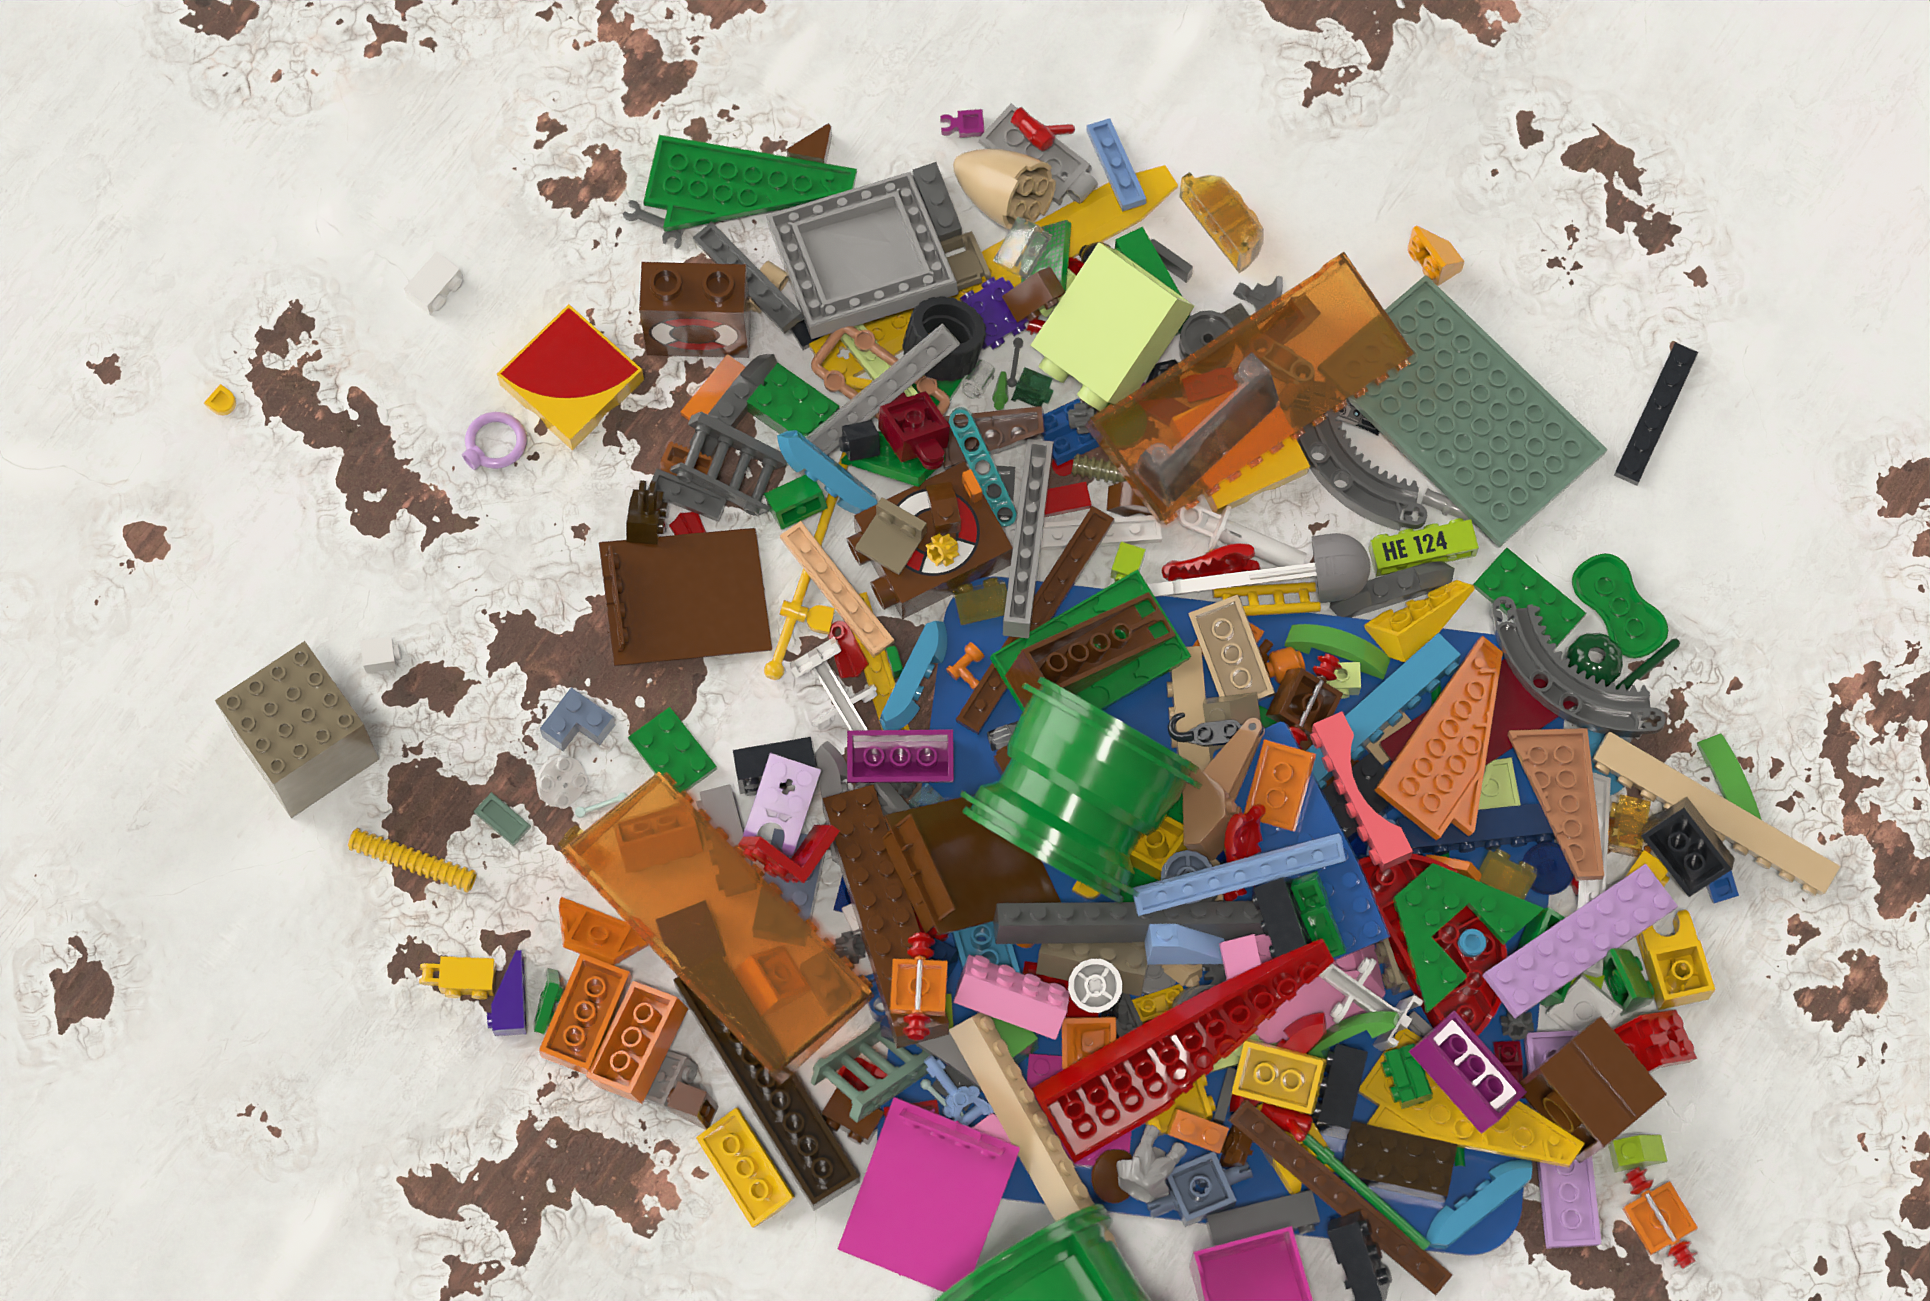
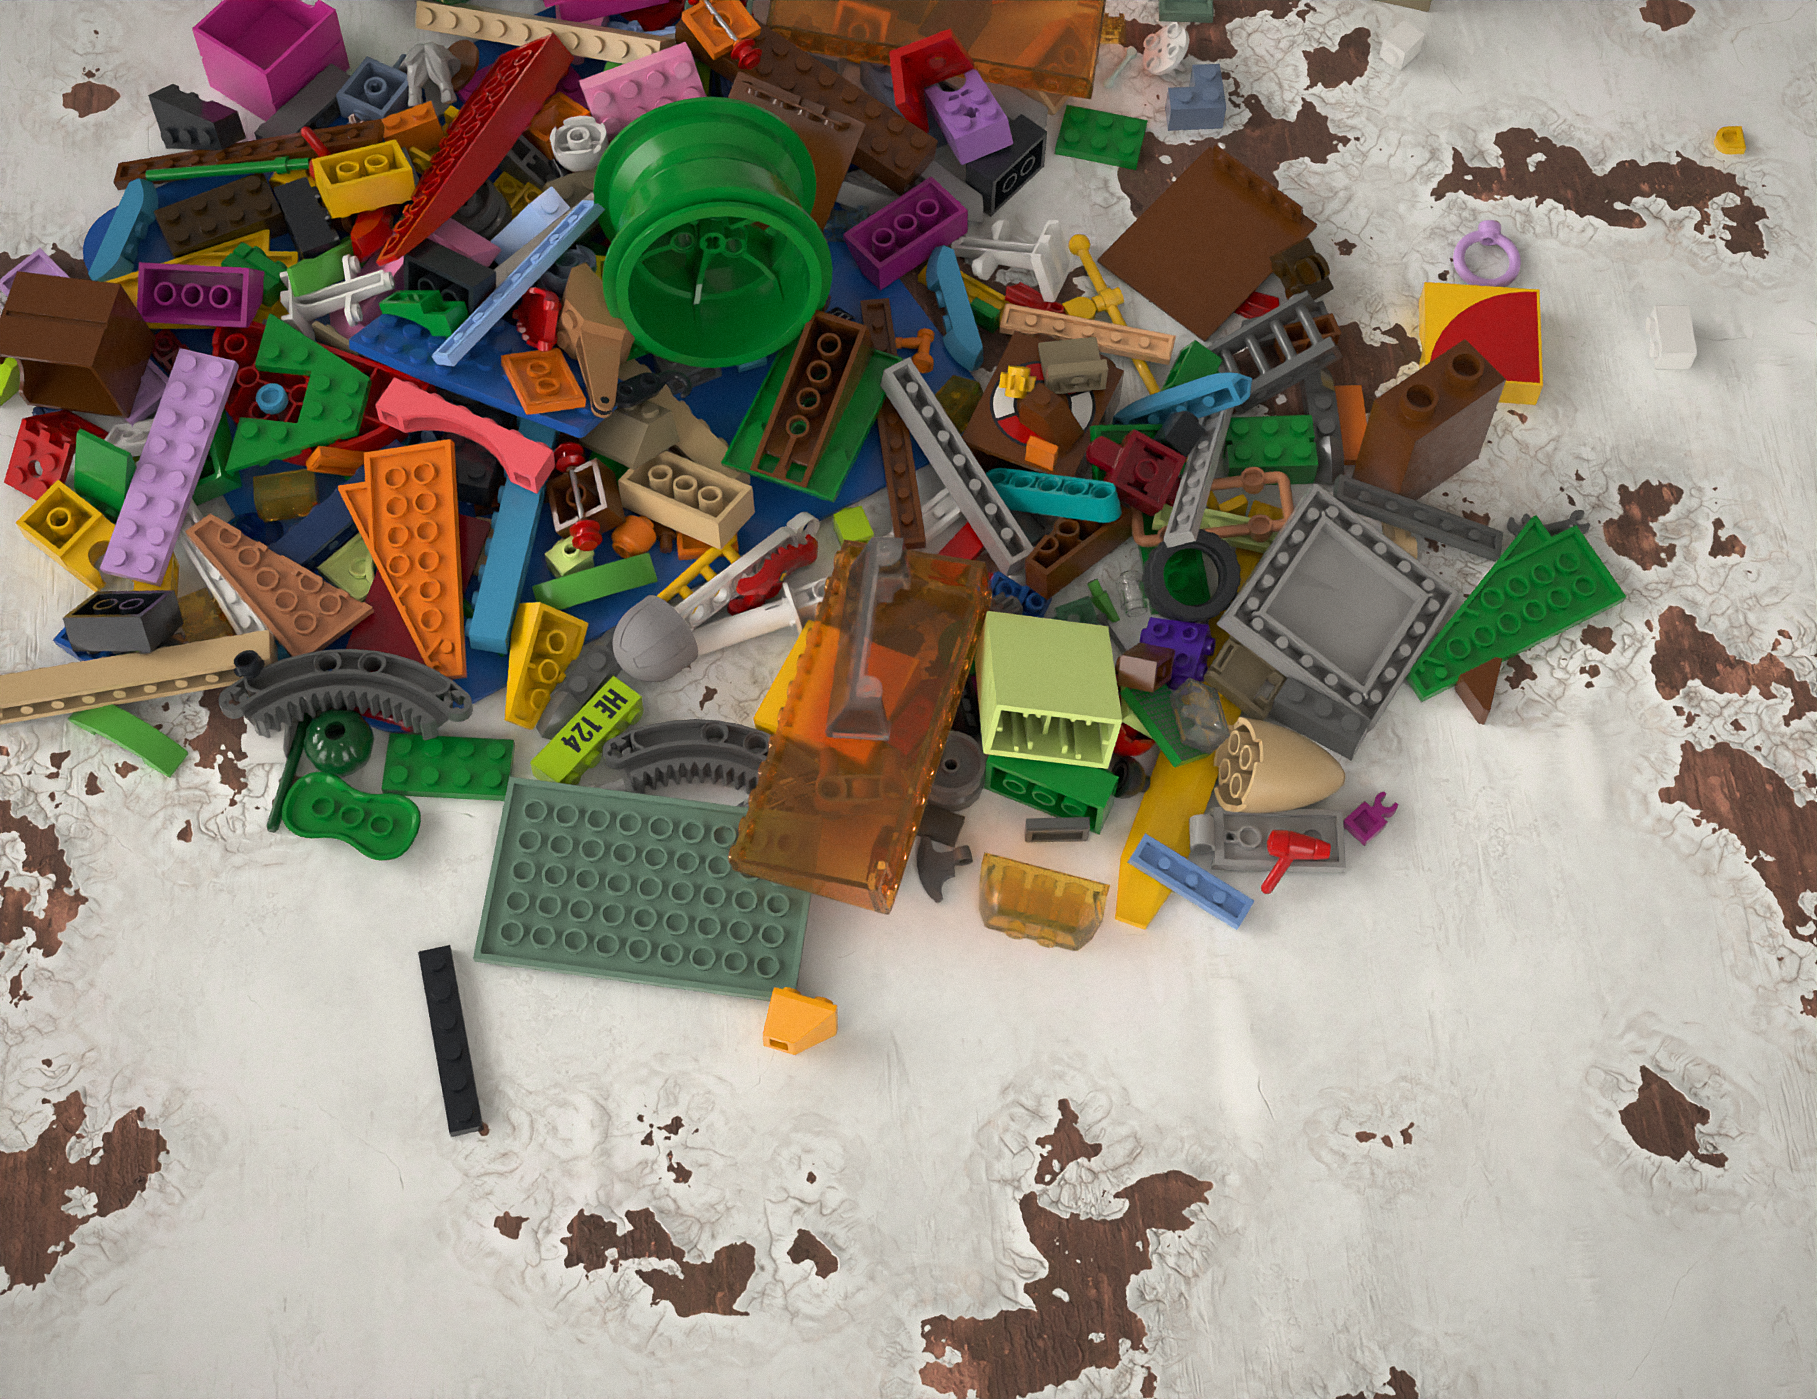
camera: 140 degrees right, 10 degrees down
(1631, 738) = (248, 664): none -> black plate

